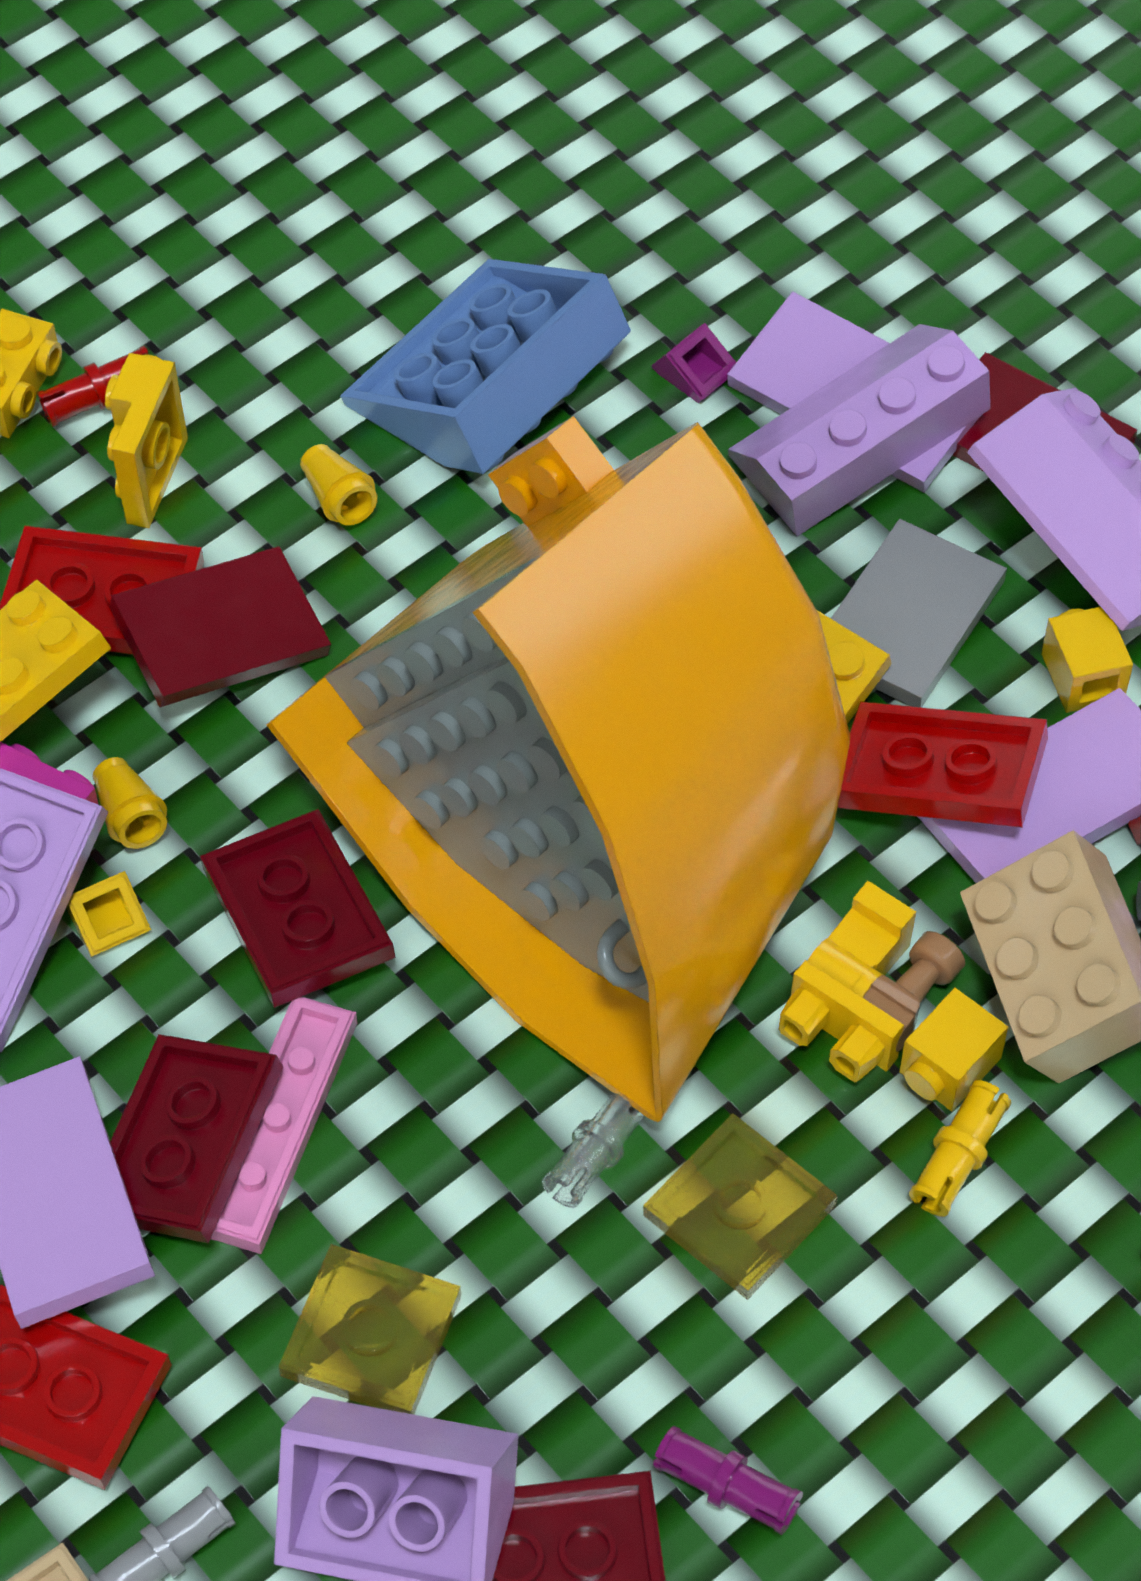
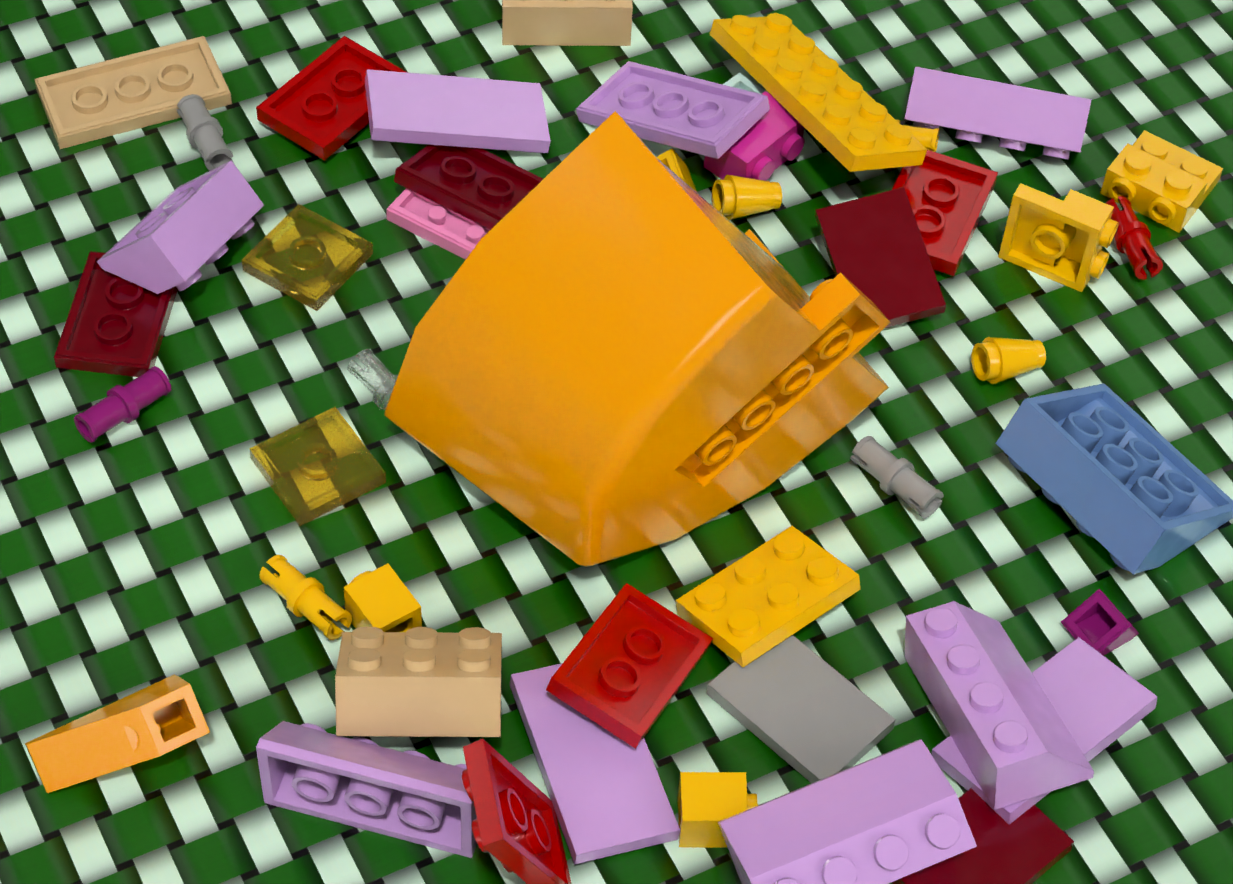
camera: 100 degrees right, 5 degrees down
(847, 987) = (457, 558): yellow hips -> none

